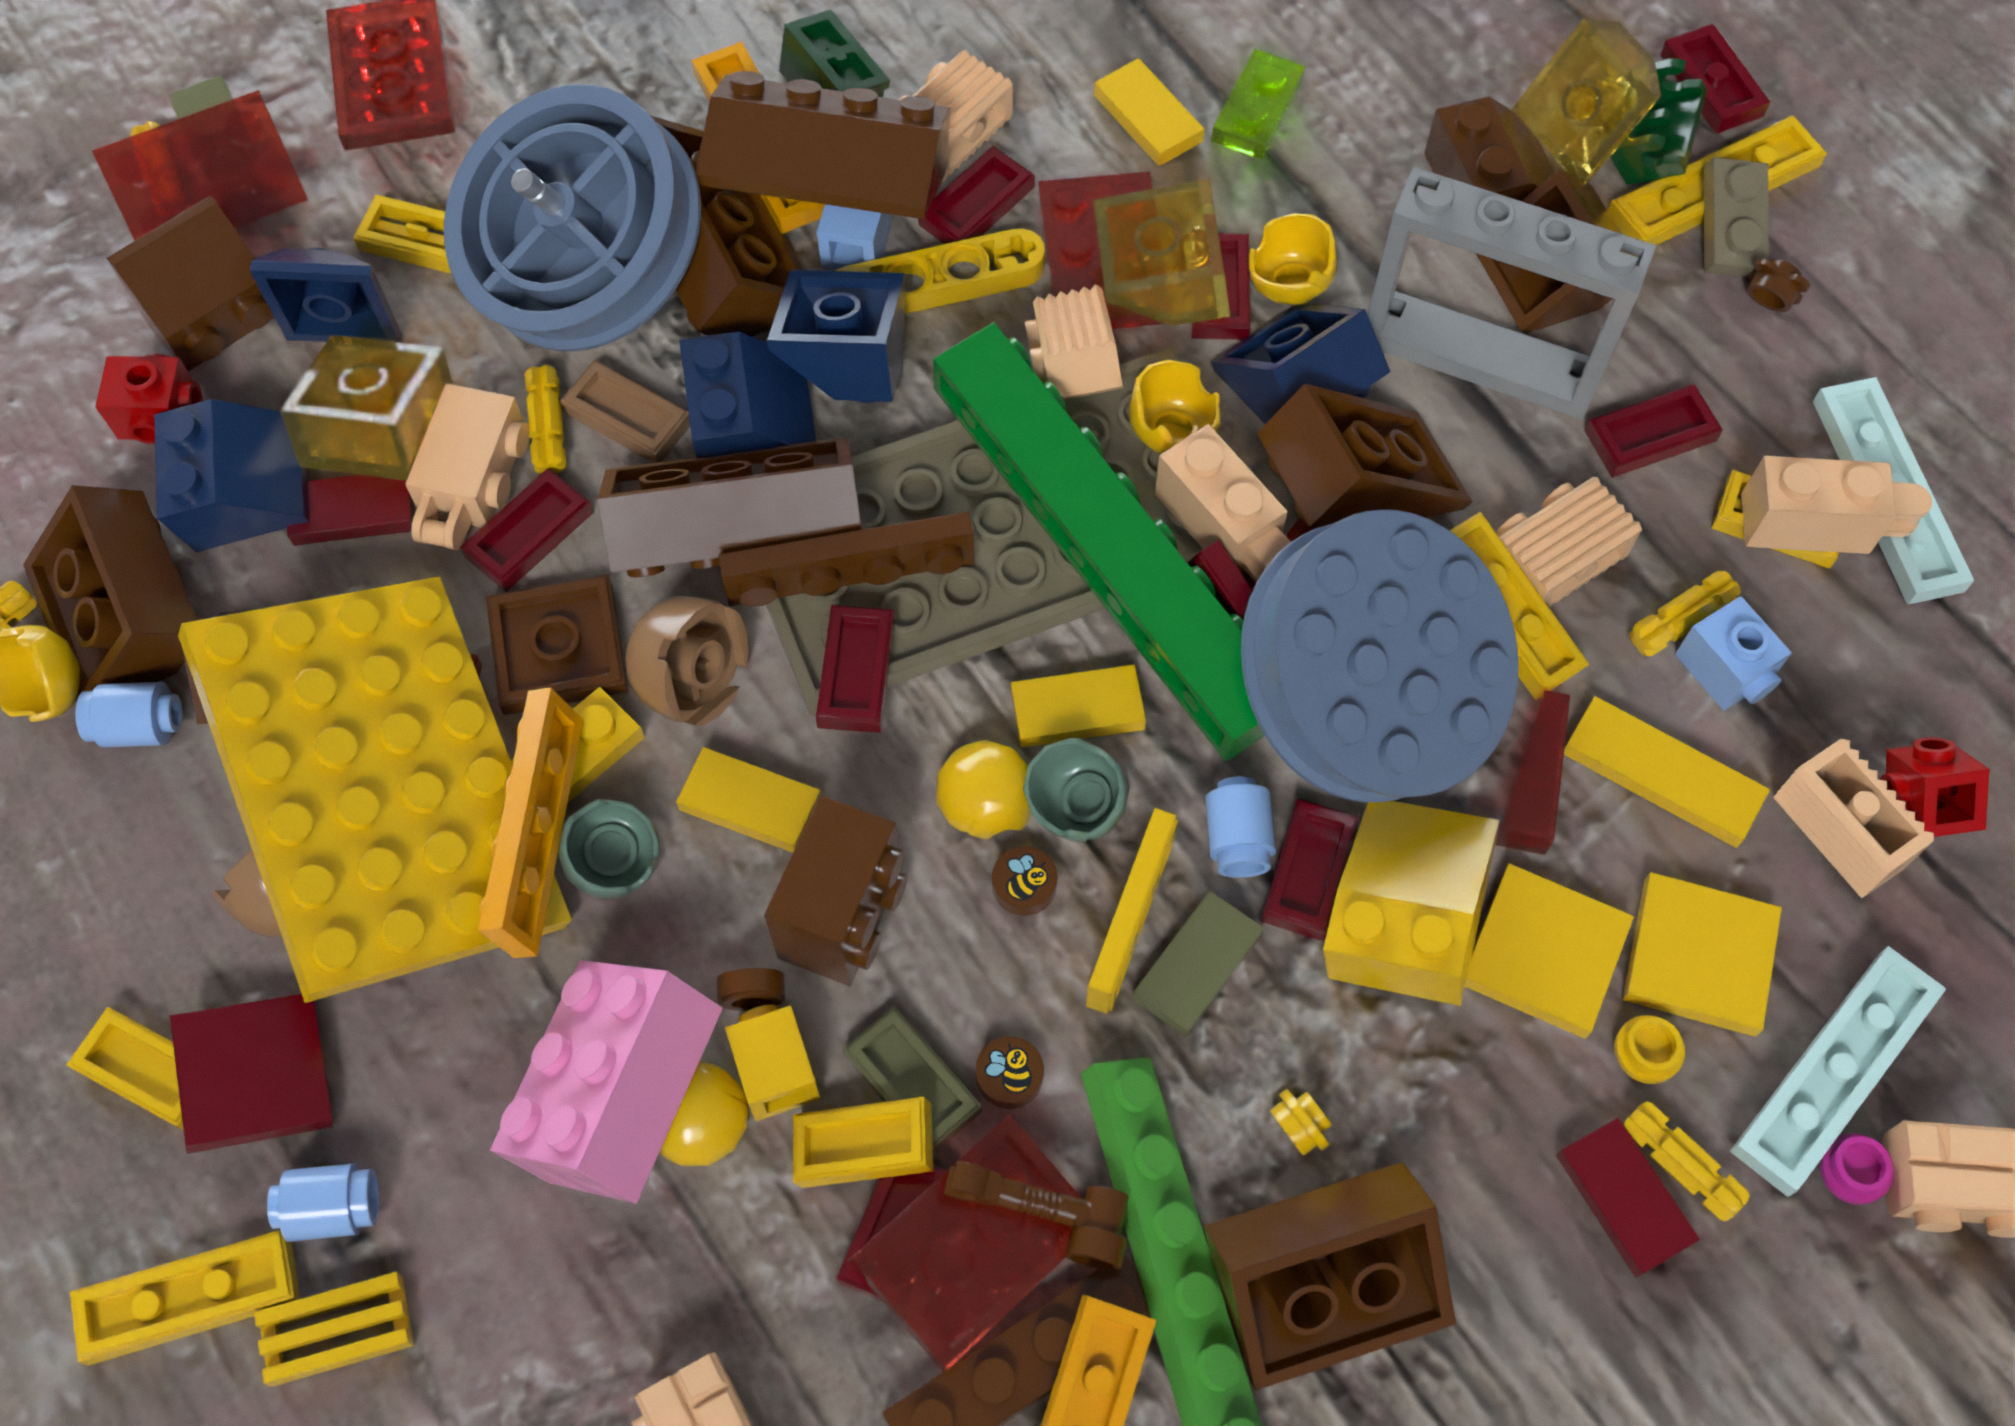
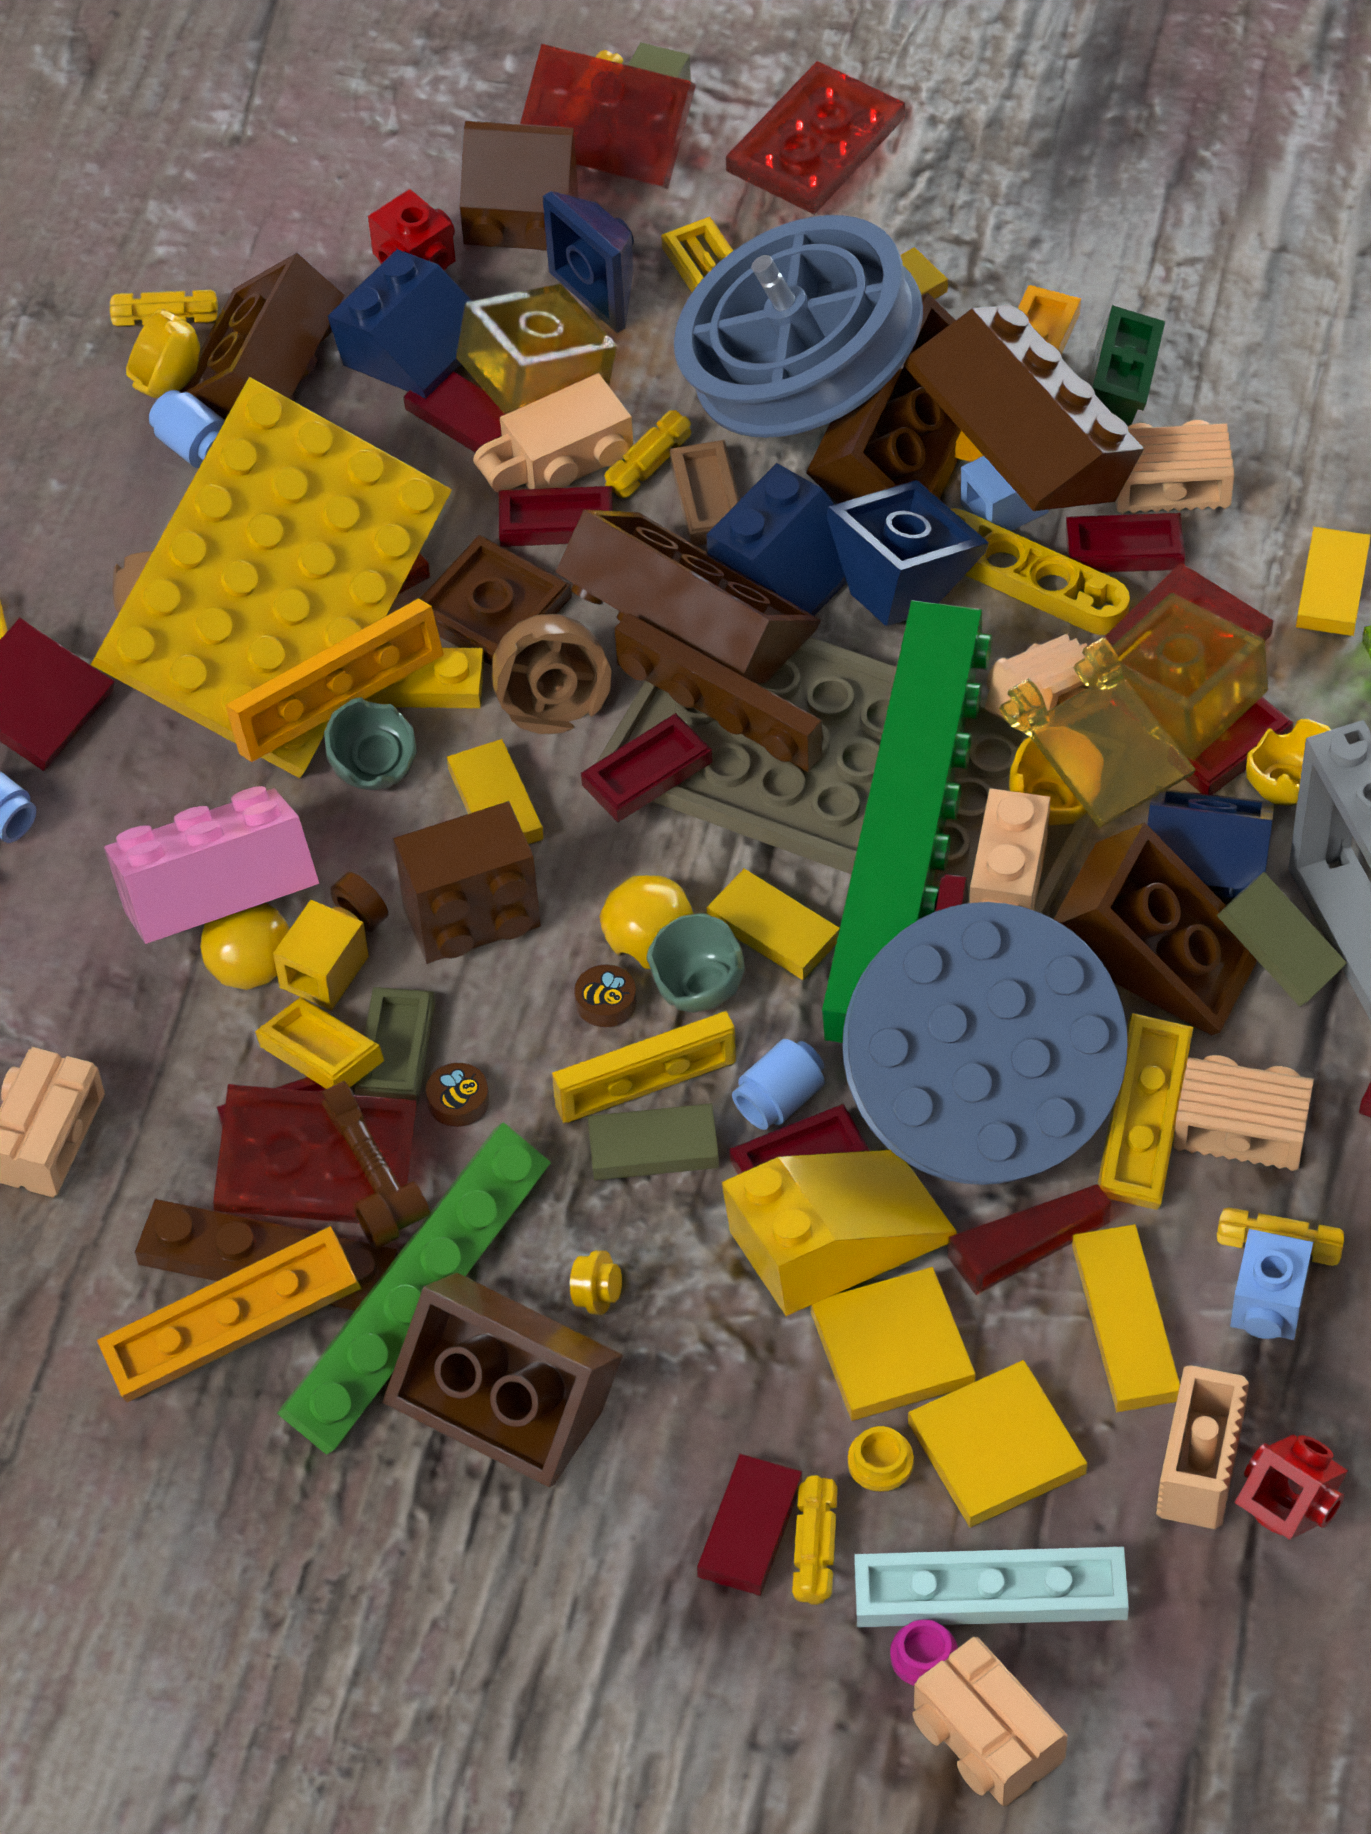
camera: 50 degrees right, 10 degrees down
(1178, 349) = (1100, 739): none -> clear yellow flag
(1439, 395) = (1281, 939): none -> olive tile

